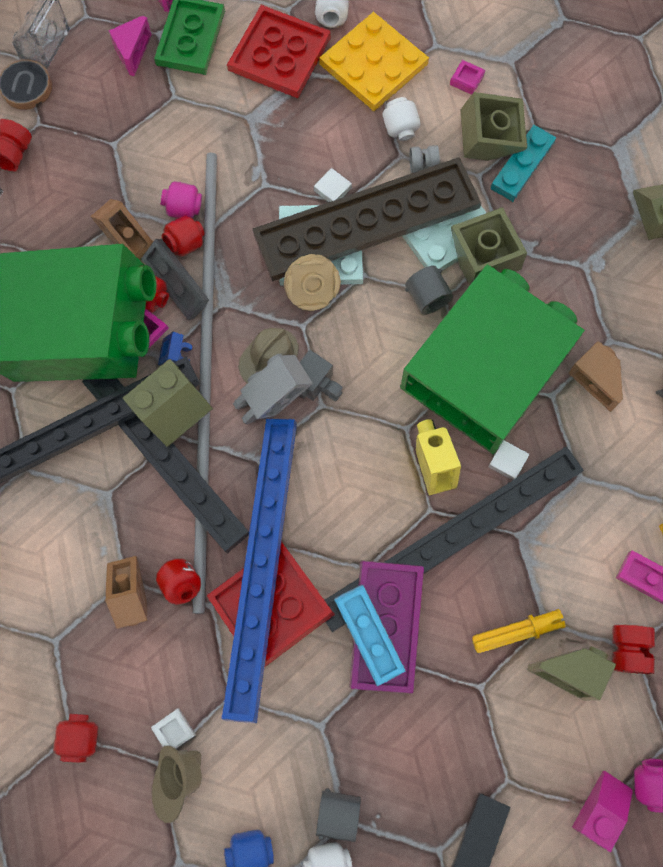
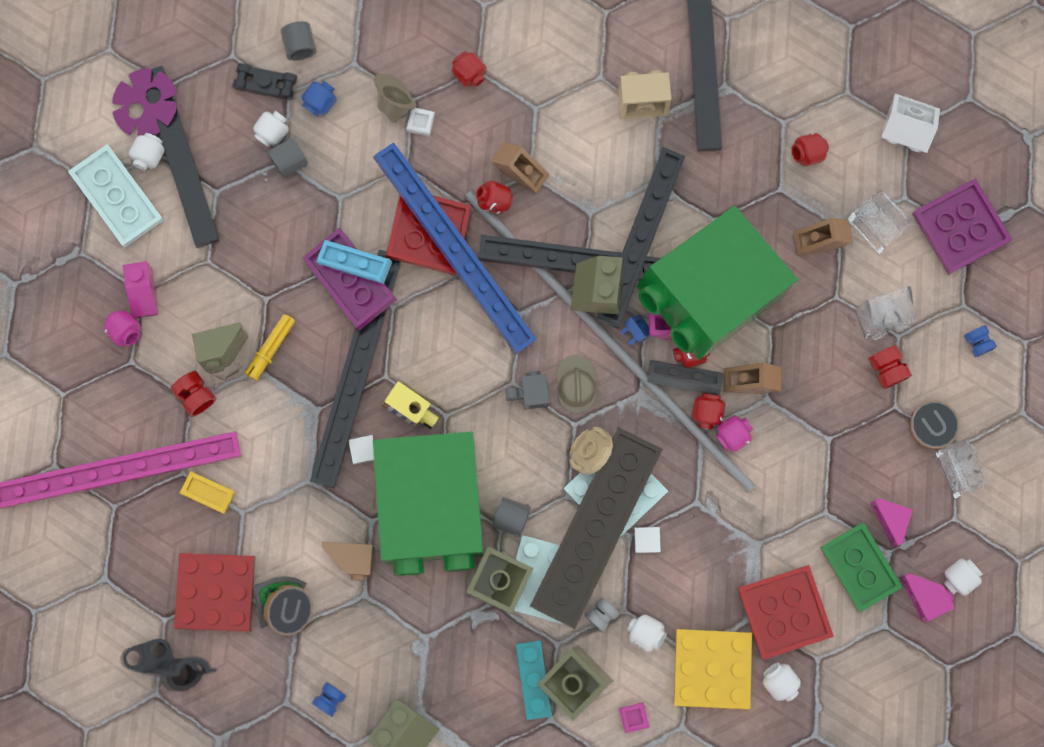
camera: 135 degrees right, 5 degrees up
(273, 388) = (546, 357): light grey hinge -> none

